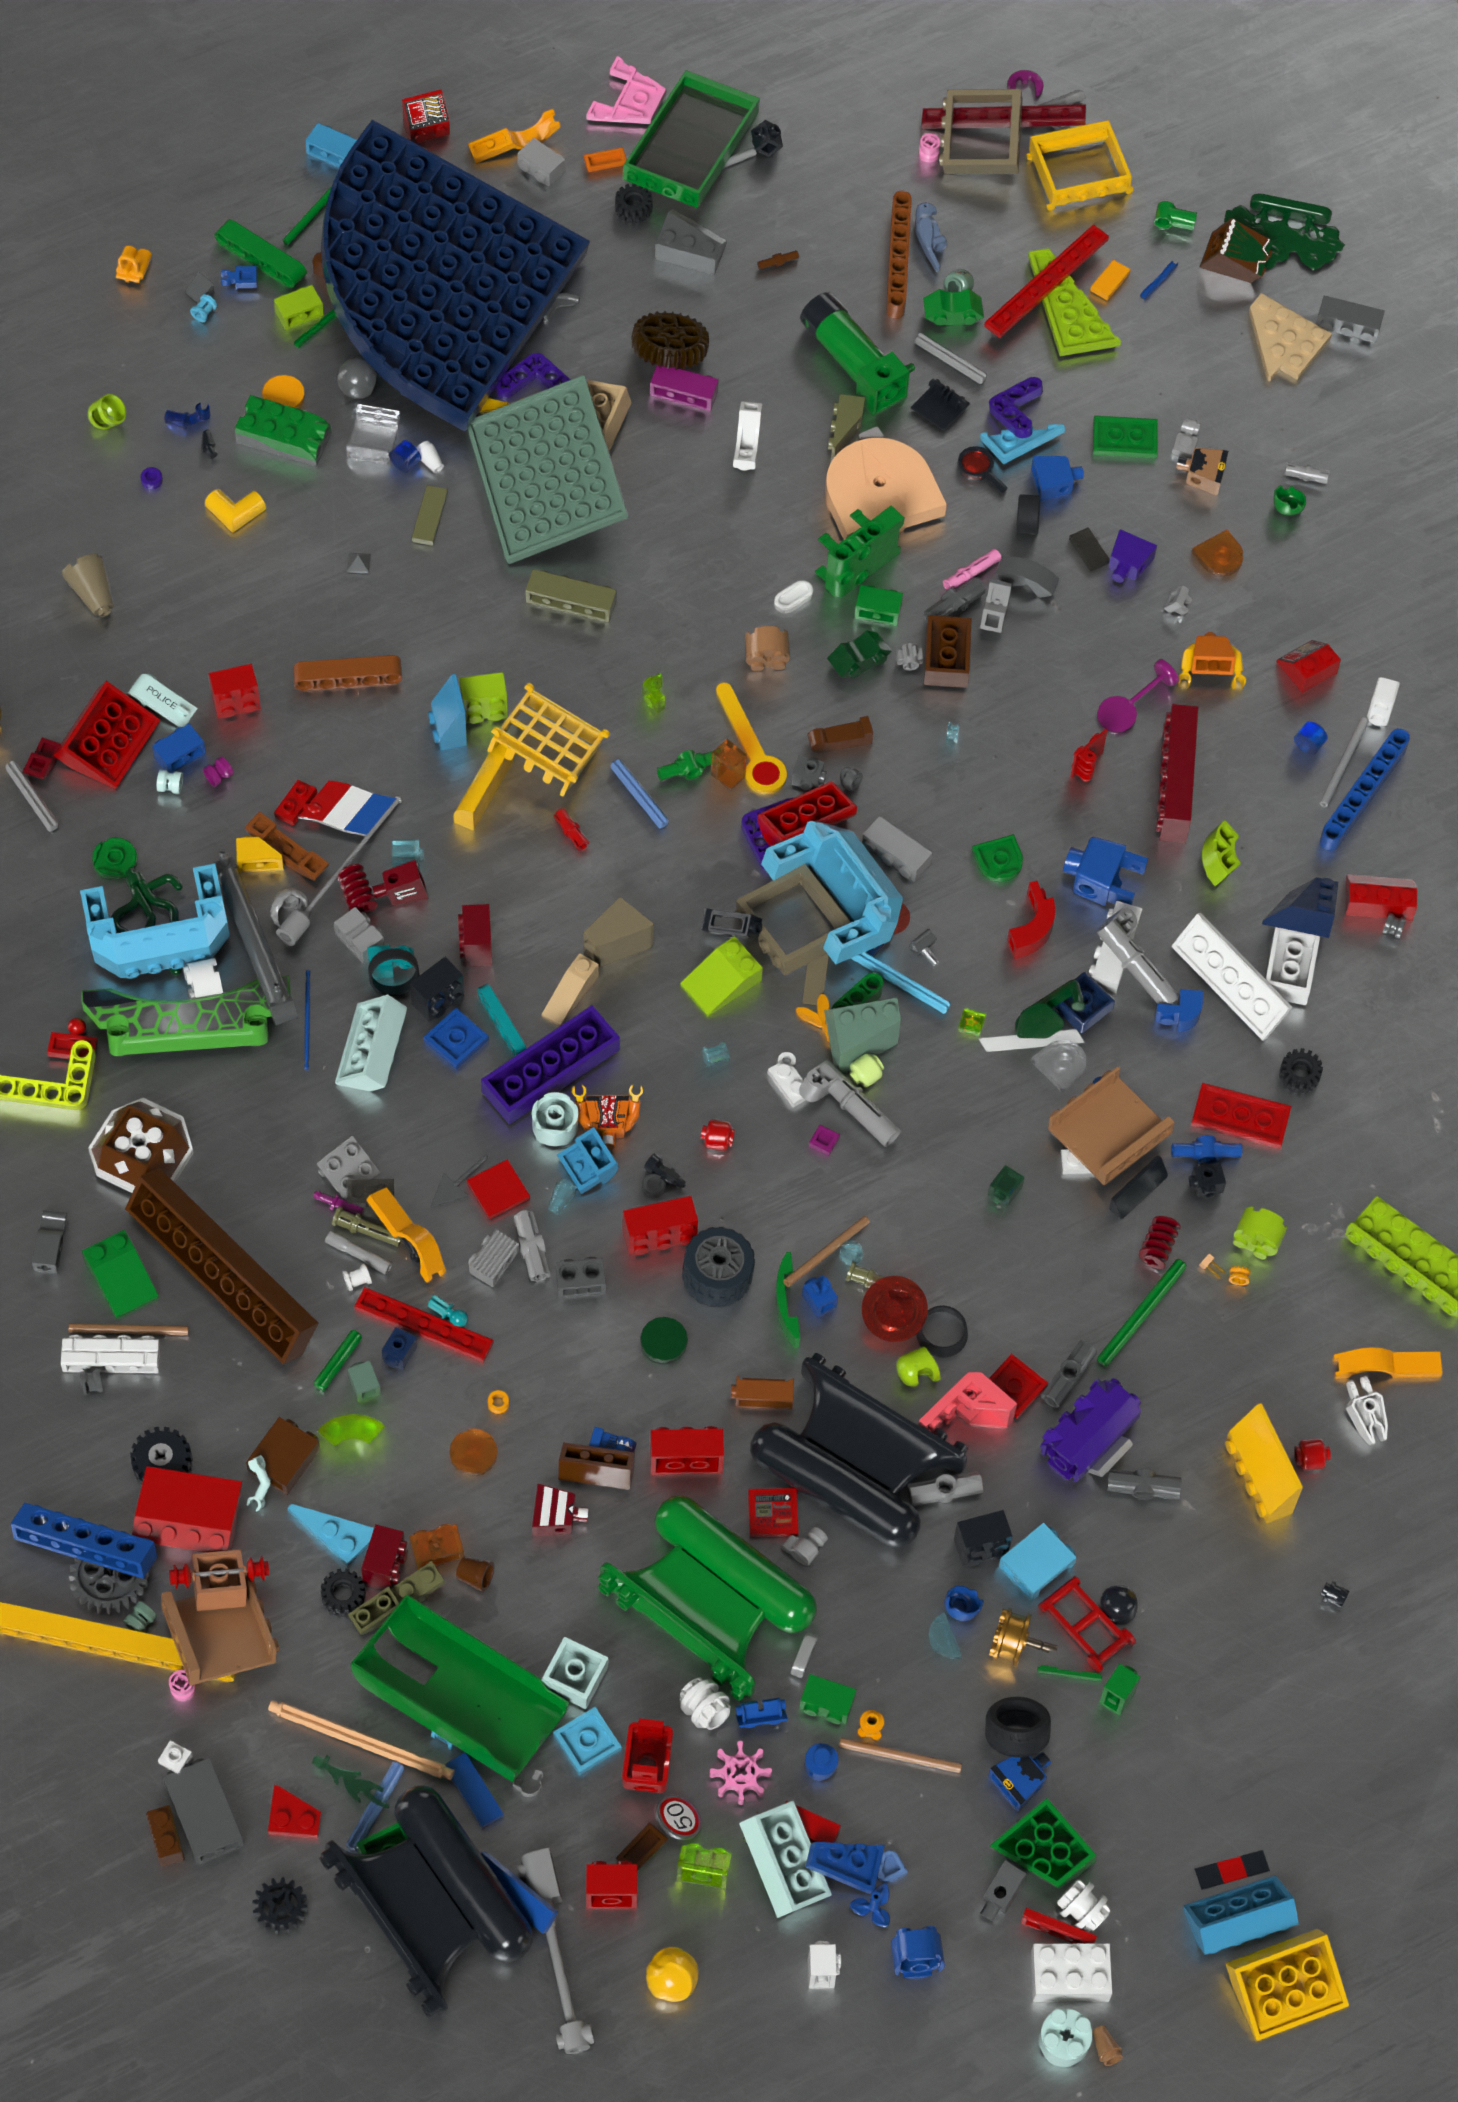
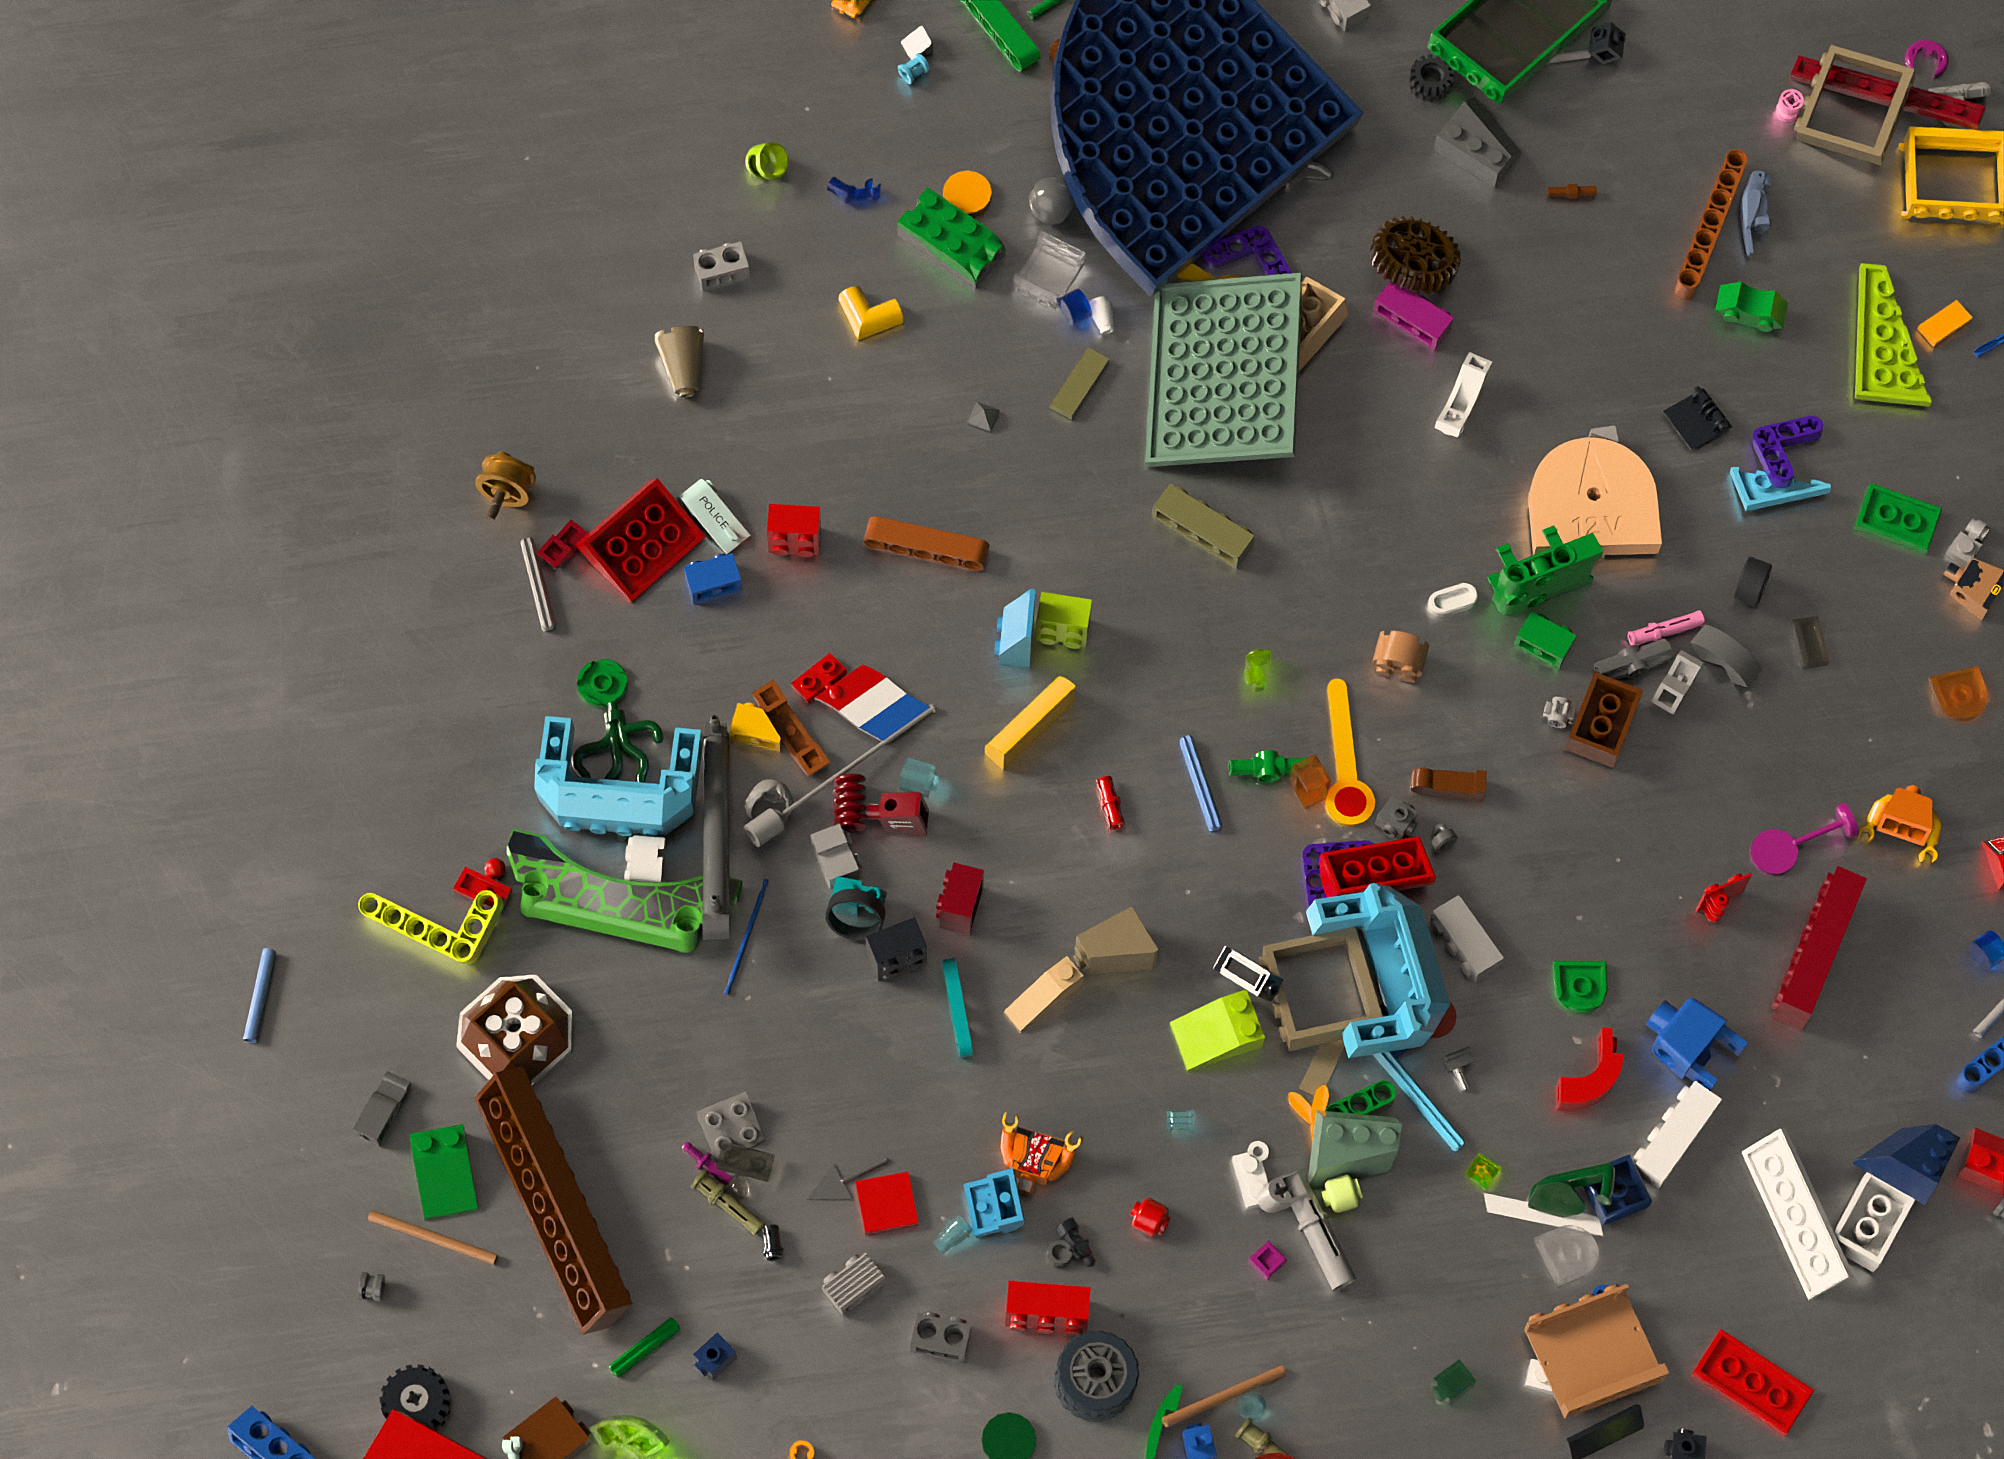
camera: 20 degrees right, 5 degrees up
(100, 508) = (723, 271): none -> light grey brick
(110, 1355) = (402, 1262): white brick -> none
(151, 478) = (791, 250): dark purple tile -> none
(169, 781) = (690, 613): light aqua wheel -> none
(208, 444) = (865, 229): black bar -> none
(220, 770) = (746, 617): magenta wheel -> none
(242, 277) = (969, 44): blue plate -> none
(298, 307) = (1017, 96): lime brick -> none
(313, 330) = (1017, 131): green piece -> none
(345, 1245) = (720, 1240): light grey piece -> none
(357, 1277) = (697, 1257): white bush -> none
(363, 1381) = (663, 1381): sand green brick -> none
(371, 1044) = (805, 989): light aqua slope -> none
(401, 1225) = (764, 1216): light orange piece -> none
(423, 1324) = (752, 1336): red tile -> none
(456, 1038) = (900, 1010): blue tile -> none
(456, 1317) = (791, 1340): teal axle -> none
(531, 1246) = (900, 1282): light grey piece -> none
(534, 757) = (1093, 711): yellow window -> none
(550, 1064) = (992, 1076): dark purple brick -> none
(555, 1119) = (967, 1130): light aqua brick -> none
(605, 160) = (1417, 16): orange tile -> none
(847, 422) = (1586, 407): olive slope -> none
(859, 655) = (1503, 693): dark green brick -> none
(878, 376) = (1635, 366): green piece -> none
(951, 358) = (1729, 366): light grey axle -> none
(952, 732) = (1577, 818): clear light blue bush -> none
(958, 281) = (1768, 277): sand green head -> none
(977, 464) = (1715, 502): piece -> none
(1046, 281) = (1869, 305): red tile -> none
(1054, 476) = (1799, 543): blue torso -> none
(1115, 934) = (1690, 1158): light grey piece -> none
(1130, 556) = (1853, 666): dark purple torso -> none
(1177, 599) = (1889, 734): light grey tile -> none
(1184, 1014) = (1729, 1240): blue brick -> none
(1206, 1149) = (1698, 1412): blue pin -> none
(1219, 853) = (1834, 1058): lime brick -> none
(1306, 1060) = (1835, 1366): black tyre -> none

